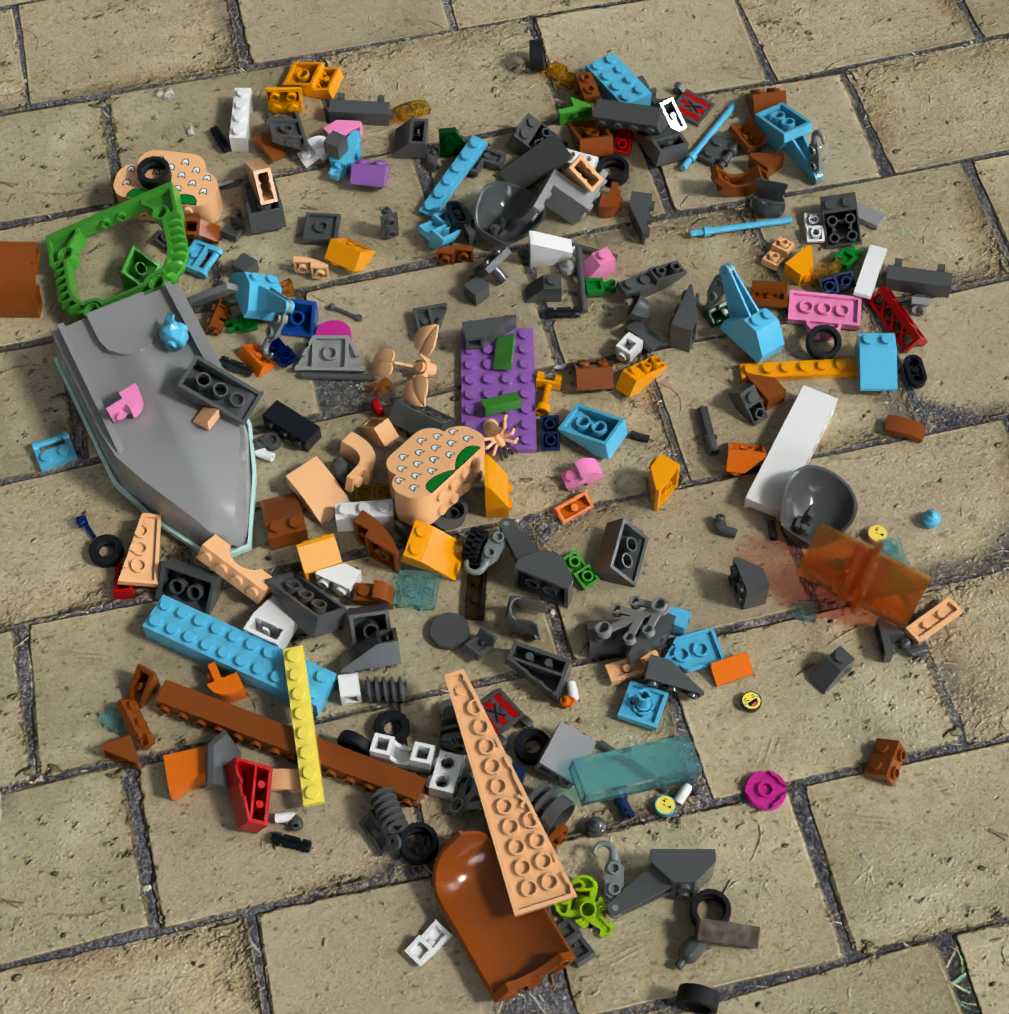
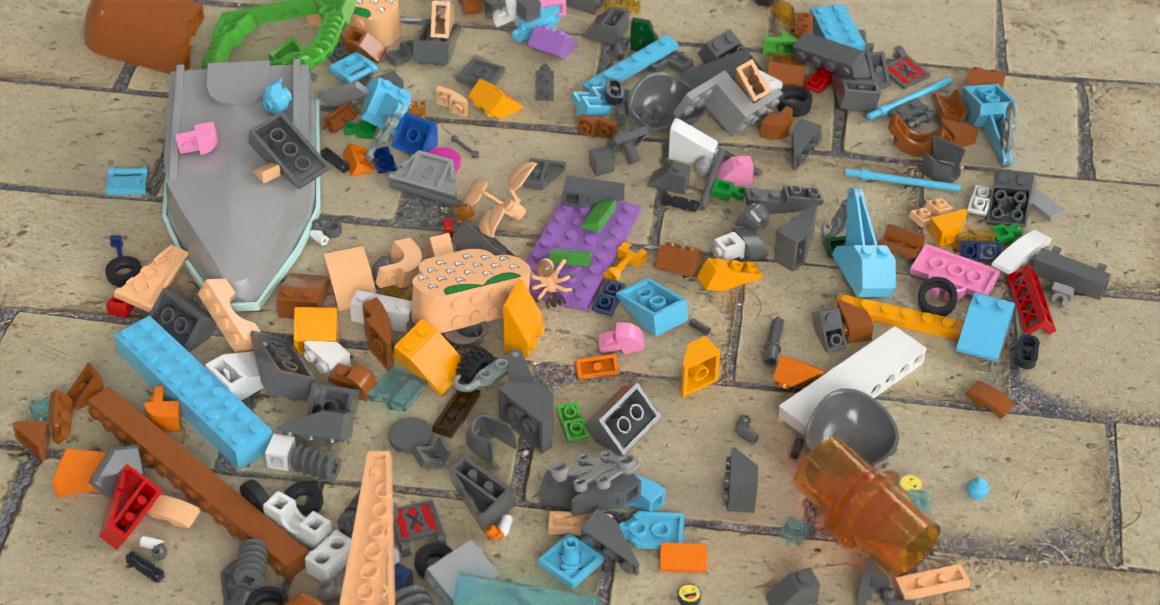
camera: 20 degrees right, 15 degrees down
(291, 426) = (357, 220): black brick -> none
(303, 726) = (211, 465): light yellow plate -> none

